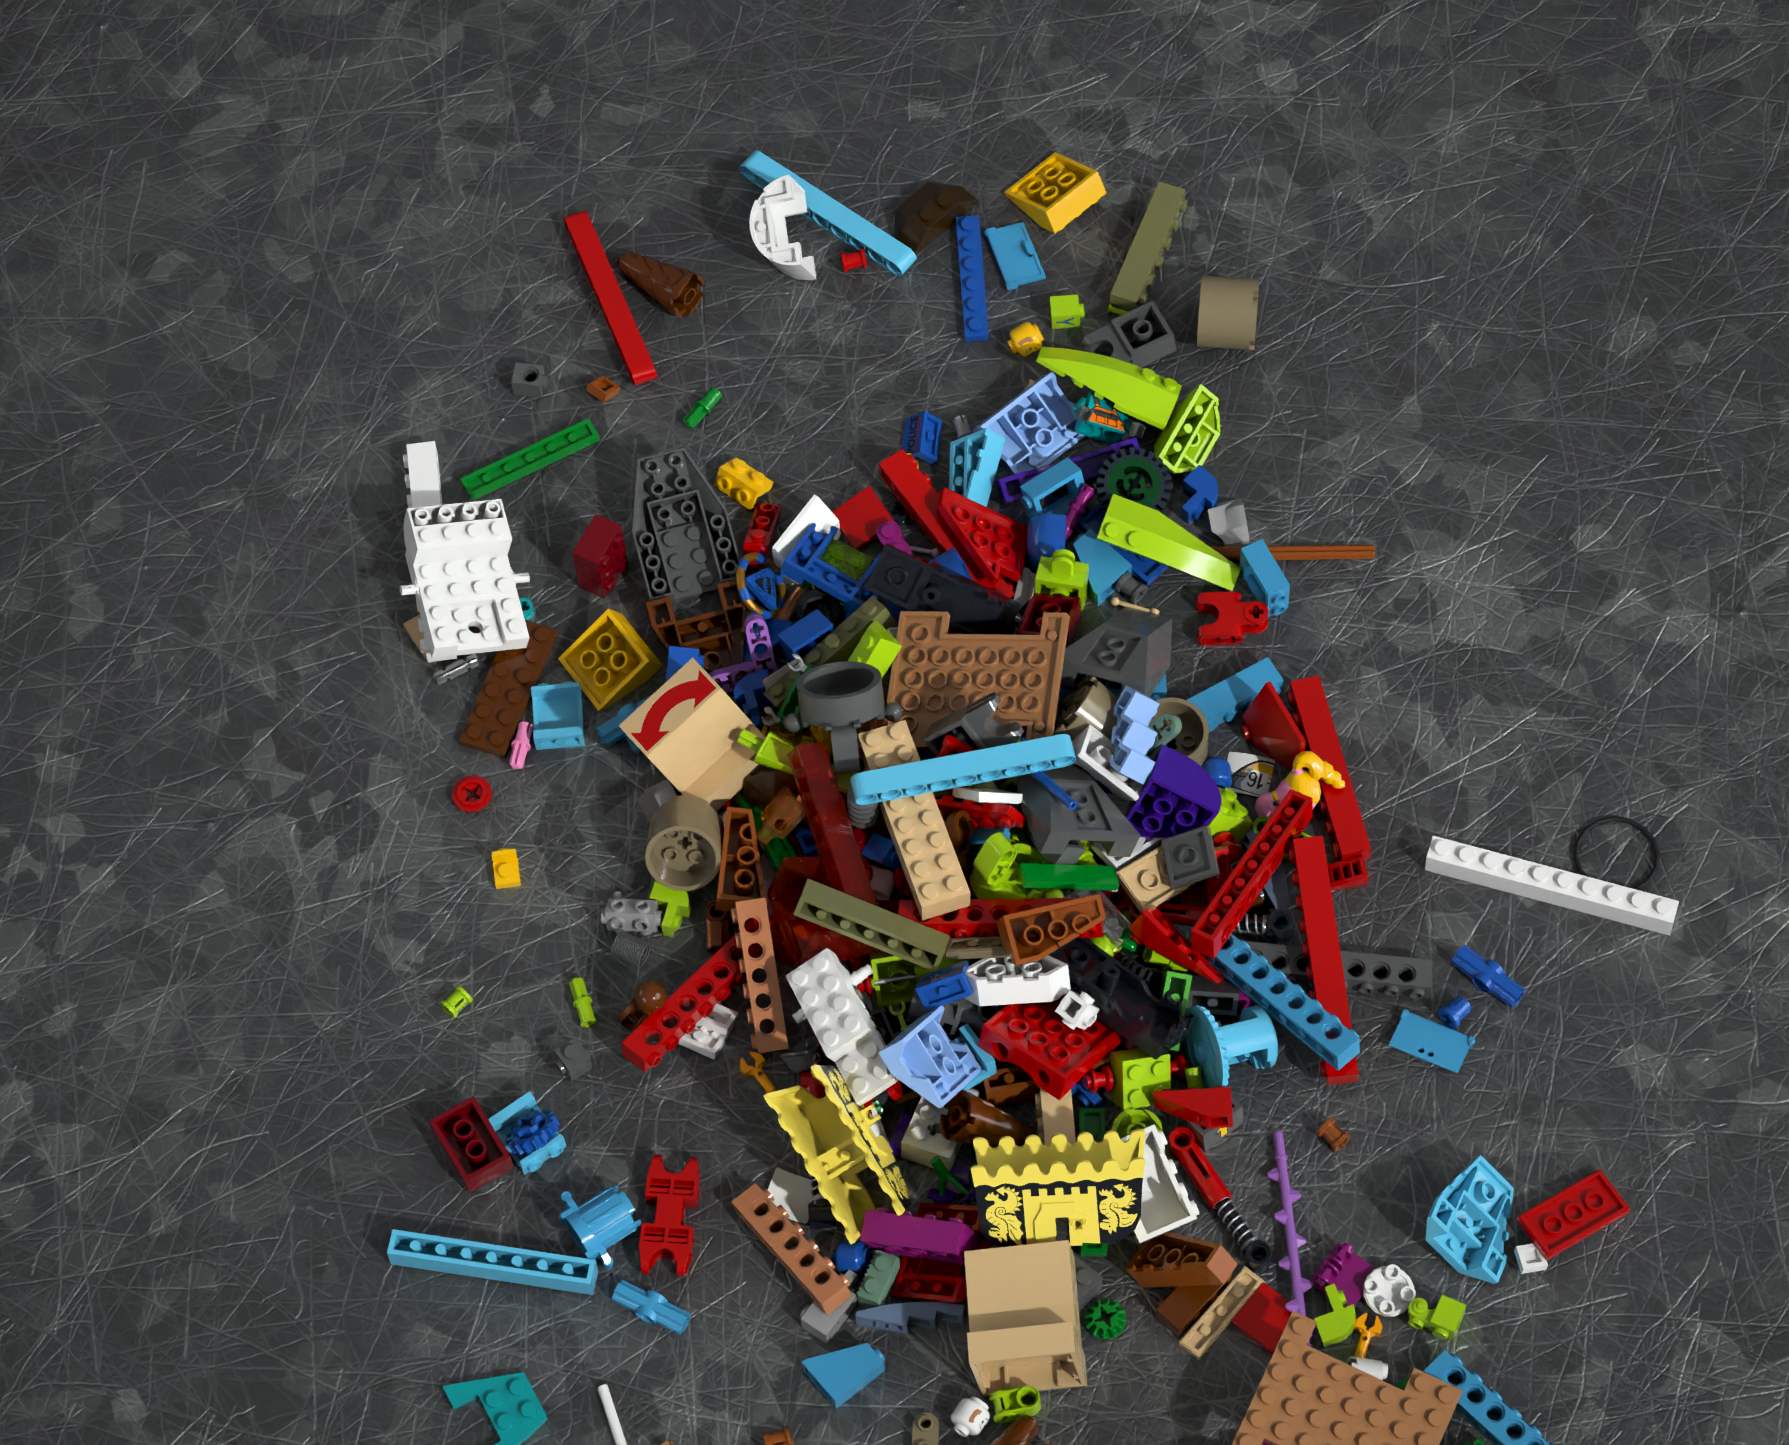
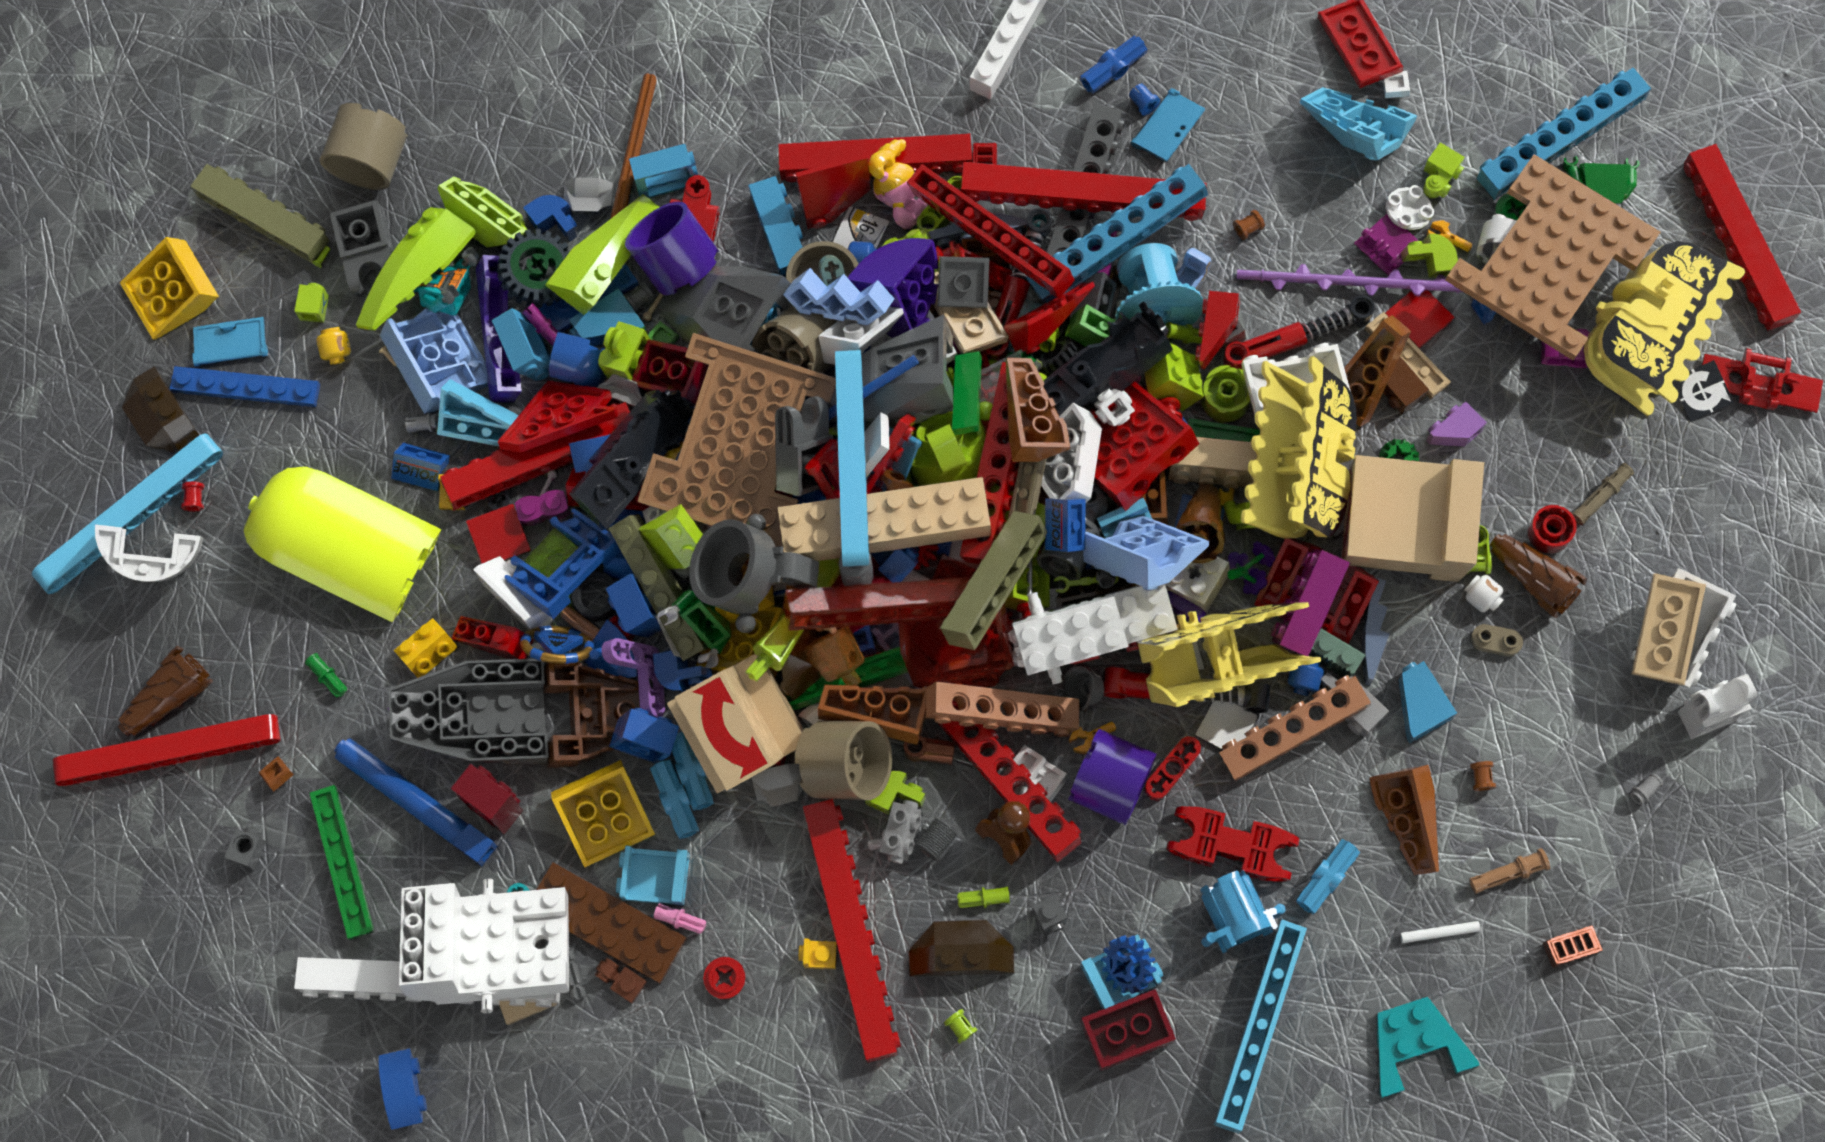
camera: 80 degrees left, 10 degrees up
(331, 549) = (401, 1089): none -> blue brick
(456, 714) = (626, 984): none -> copper plate
(529, 992) = (961, 949): none -> dark brown wedge
(530, 891) = (850, 931): none -> red brick
(560, 561) = (415, 801): none -> blue brick
(710, 1085) = (1112, 776): none -> dark purple brick
(718, 1149) = (1179, 749): none -> red beam
(738, 1374) = (1410, 808): none -> dark orange wedge
(828, 385) = (339, 538): none -> neon yellow panel
(1094, 616) = (663, 334): none -> bright green tile
(1148, 1370) = (1458, 428): none -> medium lavender slope
(1176, 595) = (671, 247): none -> dark purple brick
(1257, 1083) = (1194, 268): none -> light blue animal

